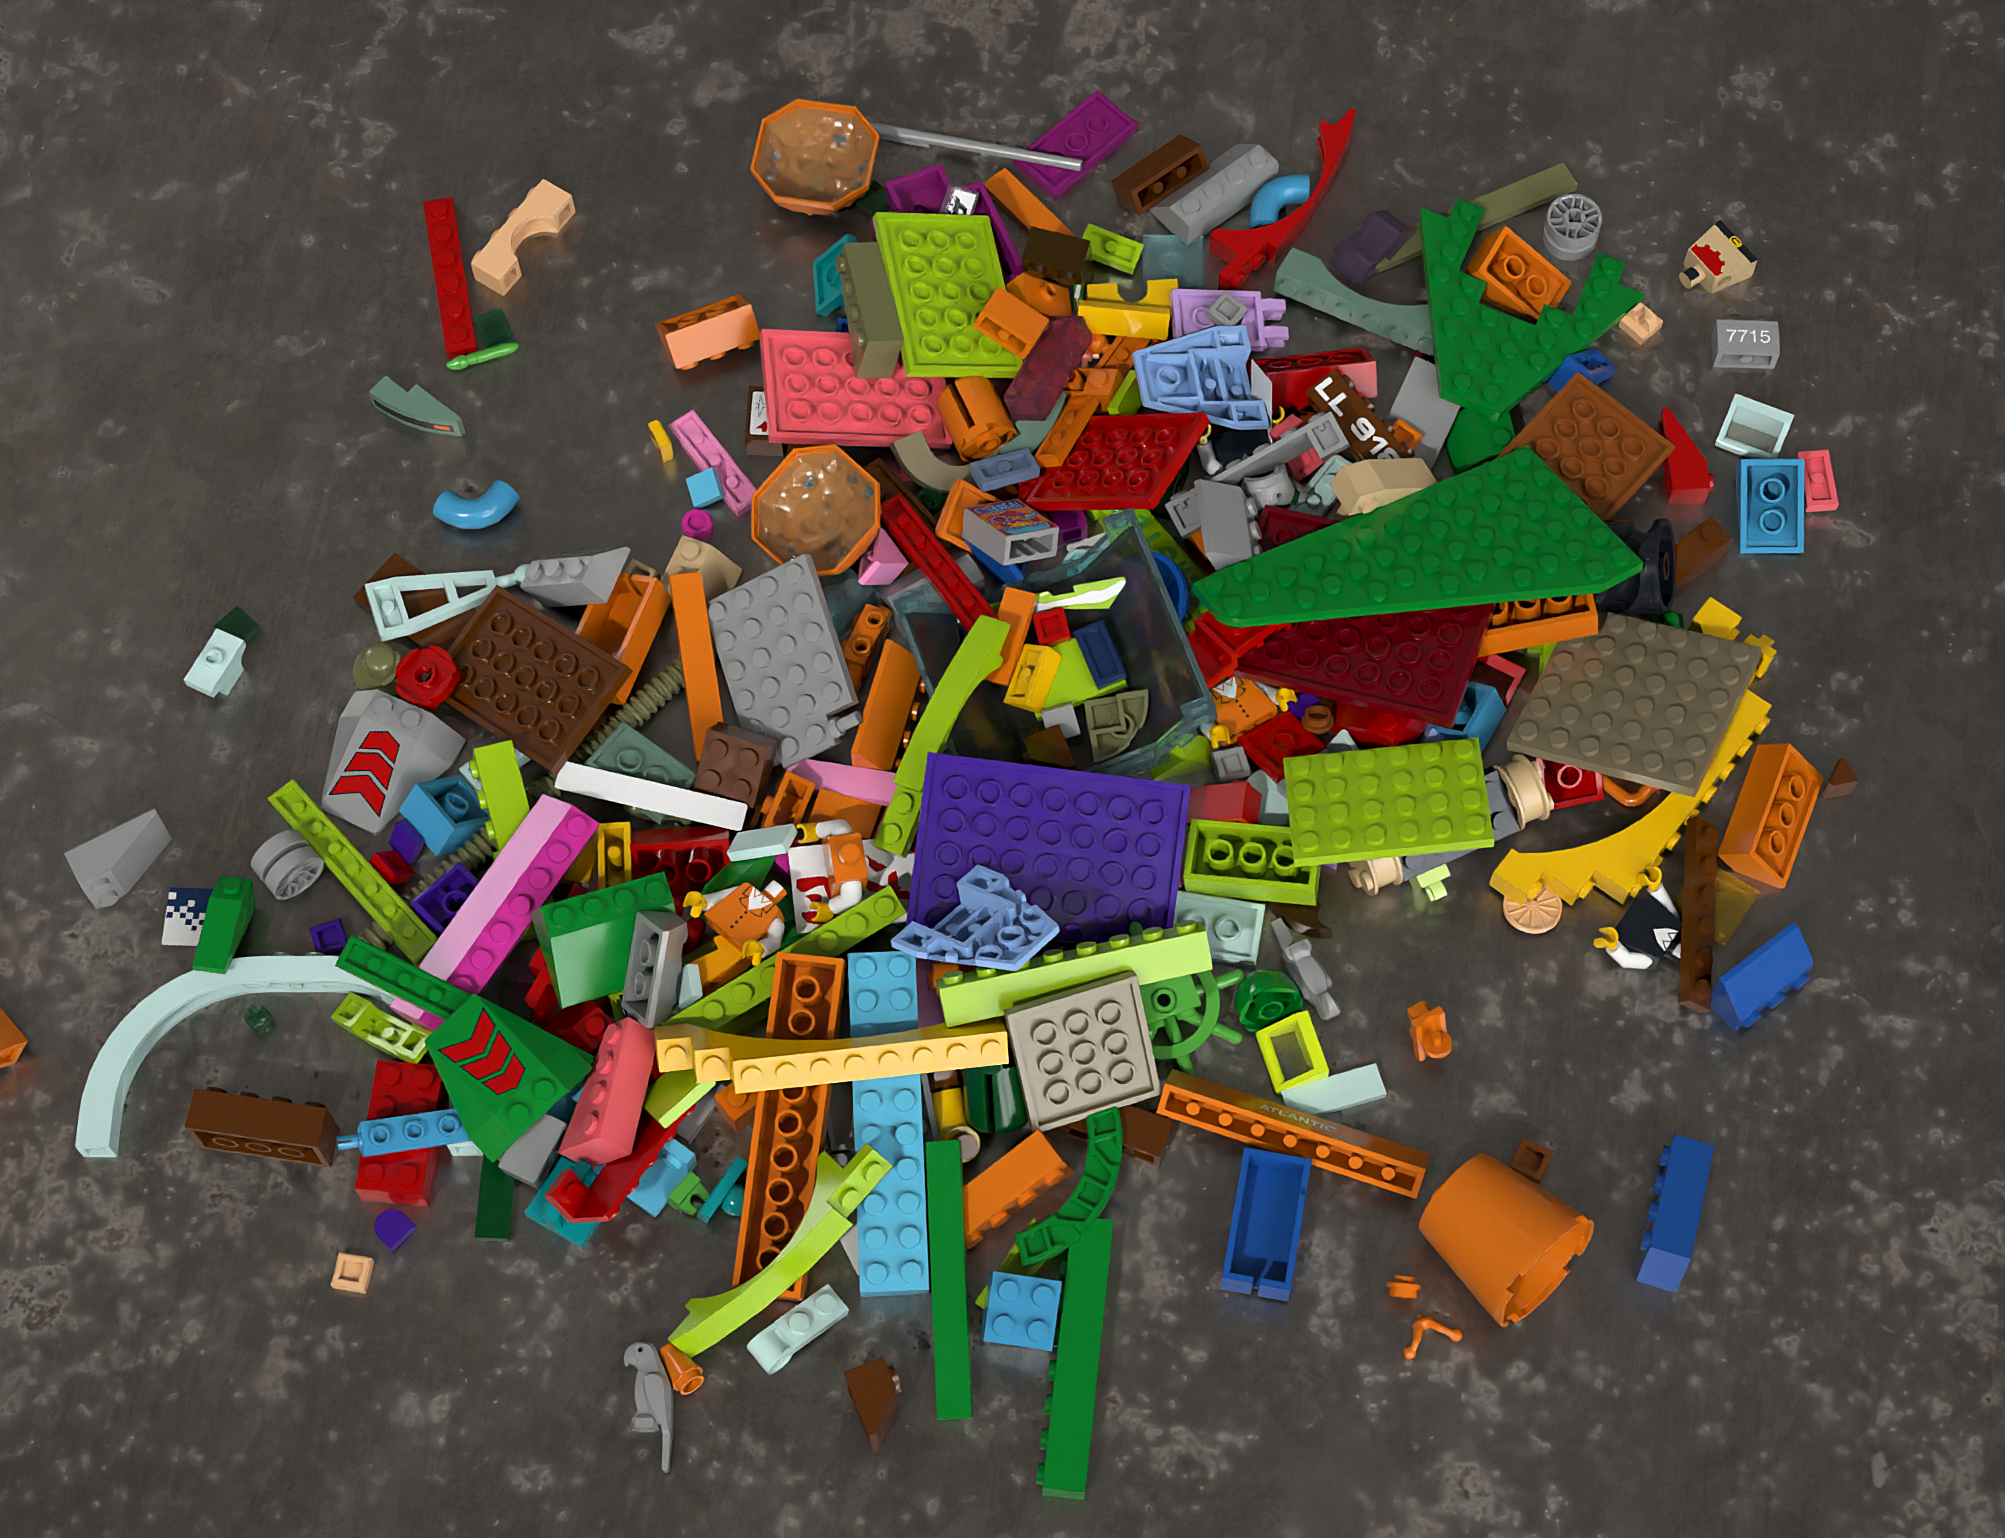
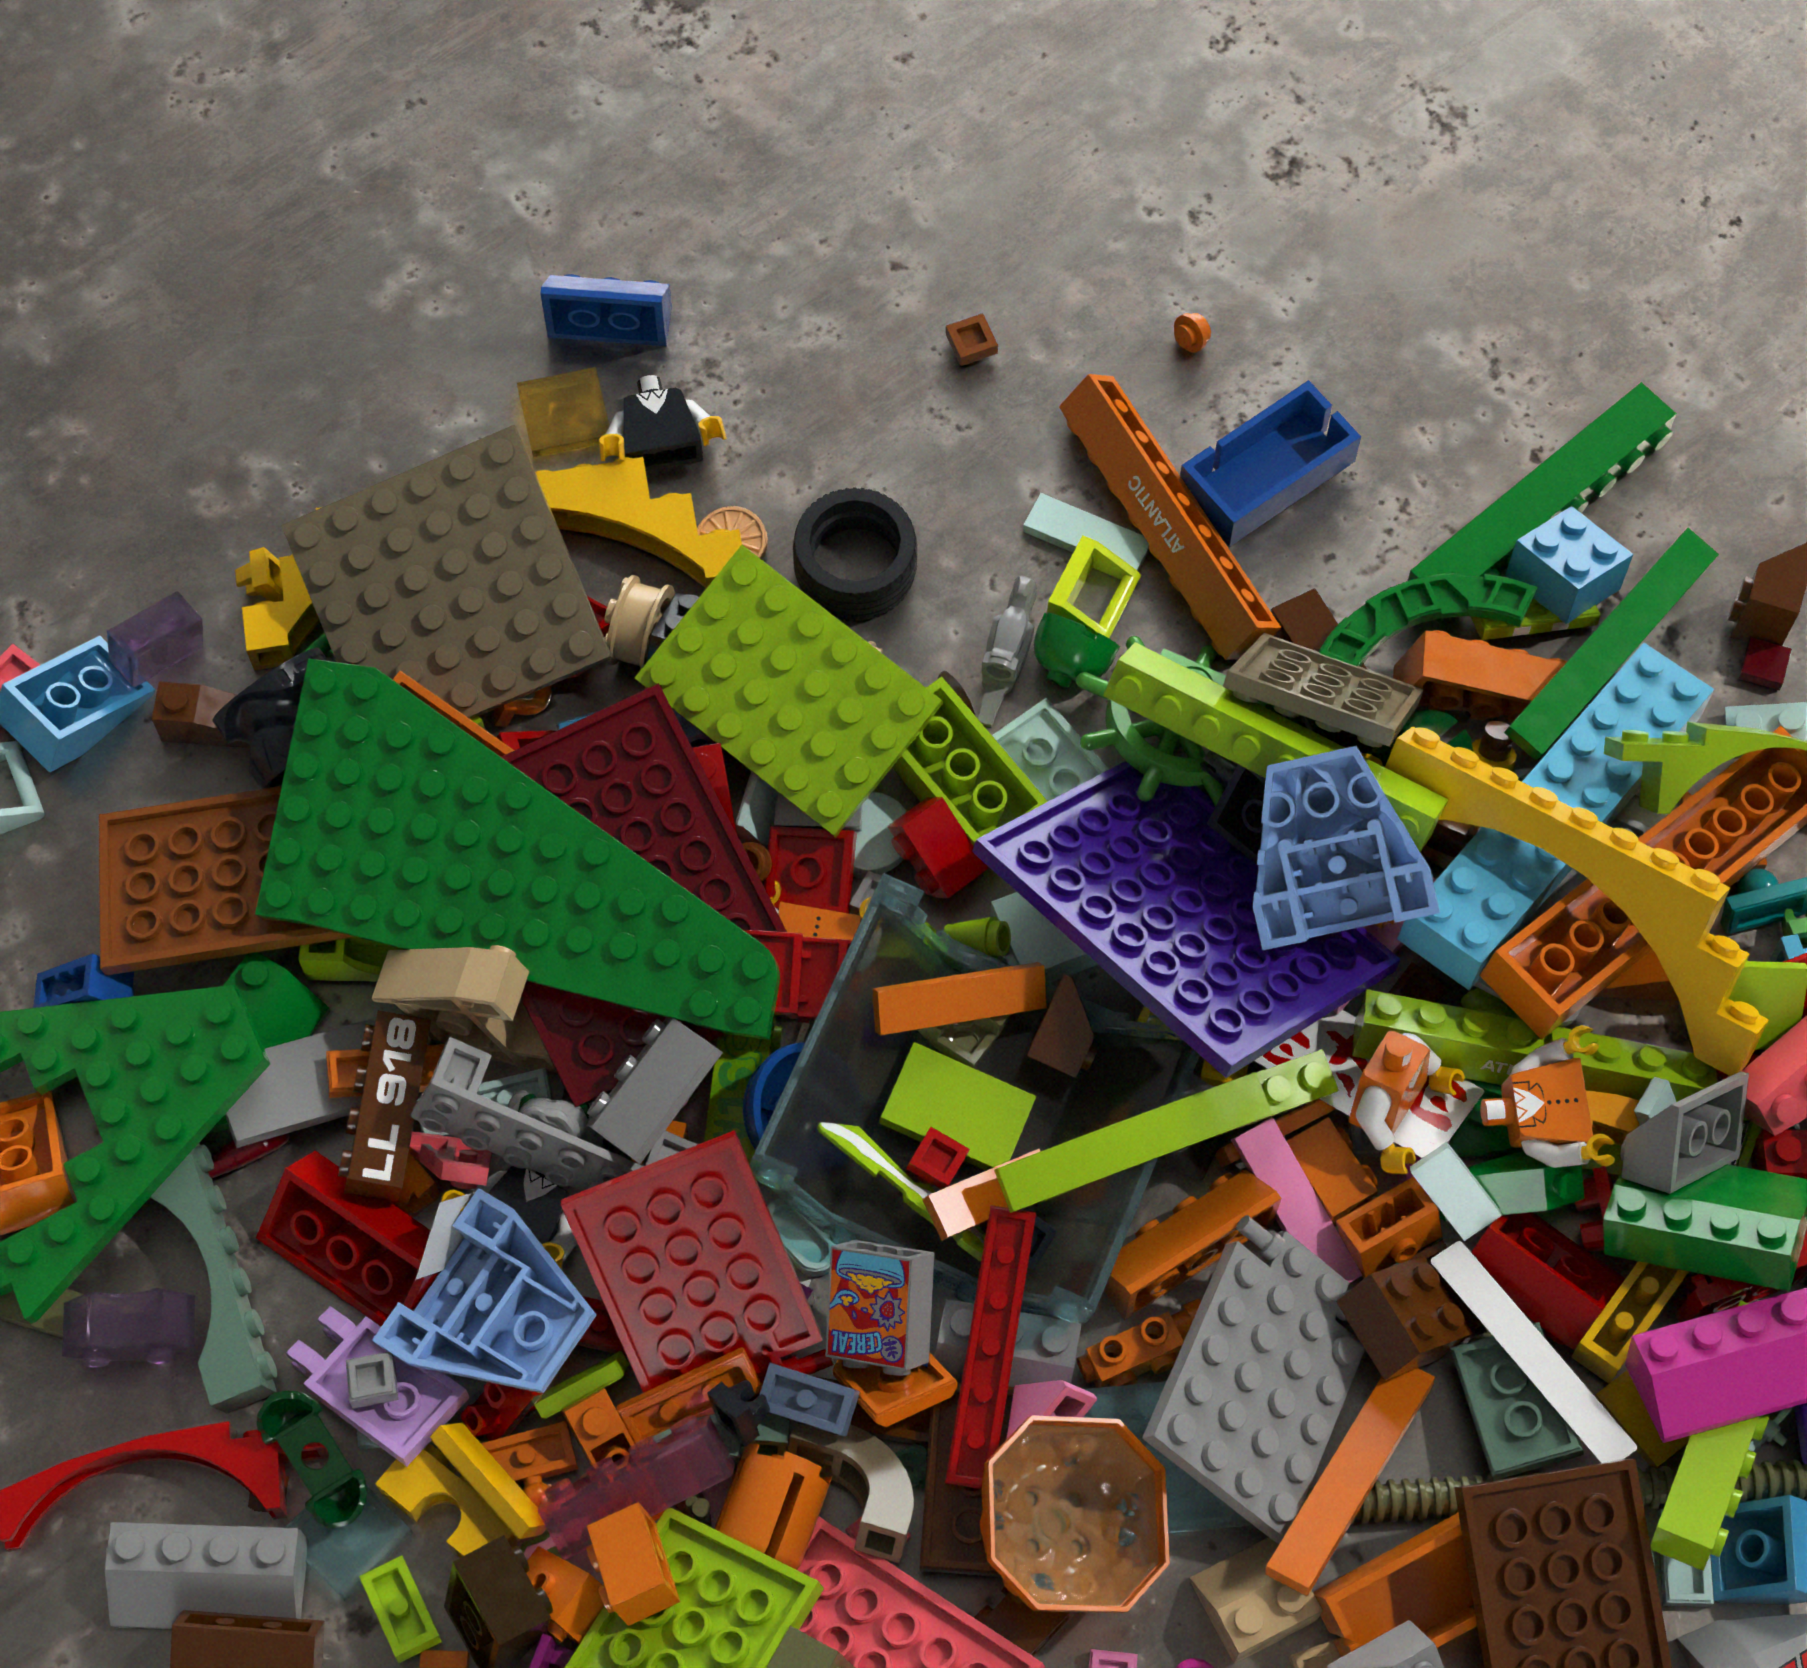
camera: 140 degrees left, 0 degrees up
(844, 1361) = (1765, 663): none -> dark red tile
(1033, 677) = (1006, 1133): yellow slope -> none
(1034, 430) = (736, 1413): none -> black tile
(1063, 716) = (1016, 1069): light grey tile -> none
(1100, 654) = (914, 1088): dark blue tile -> none
(1120, 713) = (959, 998): none -> orange tile
(1155, 771) = (984, 934): none -> lime cone
(1193, 265) = (336, 1488): none -> dark green piece
(1276, 195) = (170, 1501): dark azure cylinder -> none
(1424, 1323) = (1181, 271): orange piece -> none
(1429, 1031) = (956, 493): orange hips -> none
(1457, 913) = (863, 511): none -> black tyre
(1503, 1236) = (1078, 263): orange cone -> none
(1675, 1212) = (895, 197): blue wedge -> none
(1685, 468) = (110, 788): red slope -> none
(1698, 915) = (611, 387): reddish brown plate -> none
(1767, 566) = (155, 639): none -> clear purple brick
(1771, 814) = (426, 430): orange slope -> none
(1841, 780) = (332, 410): reddish brown slope -> none

